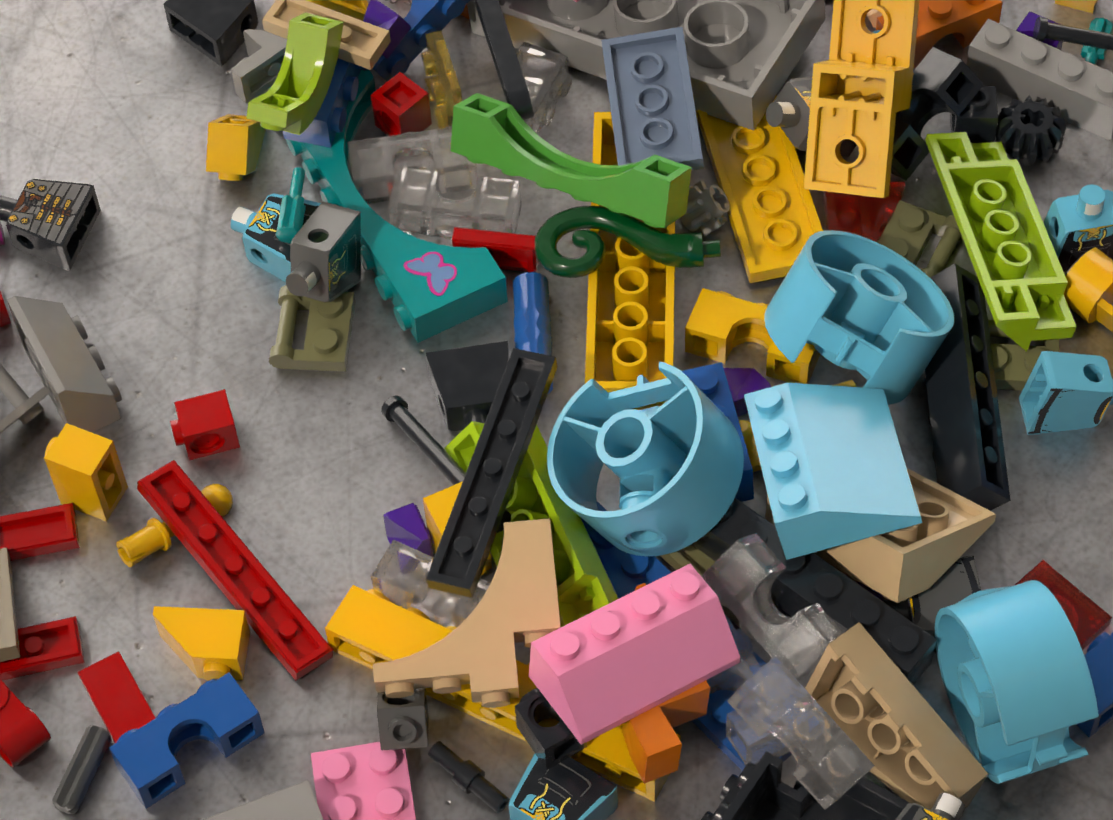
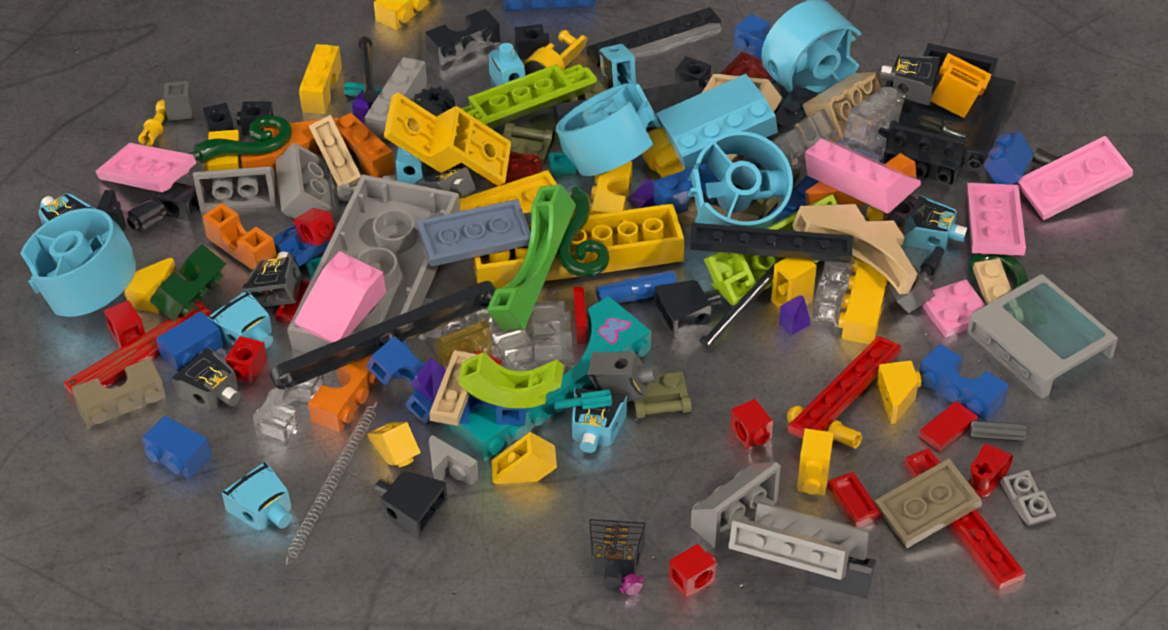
camera: 105 degrees left, 10 degrees down
(1048, 501) = (692, 70): none -> black brick

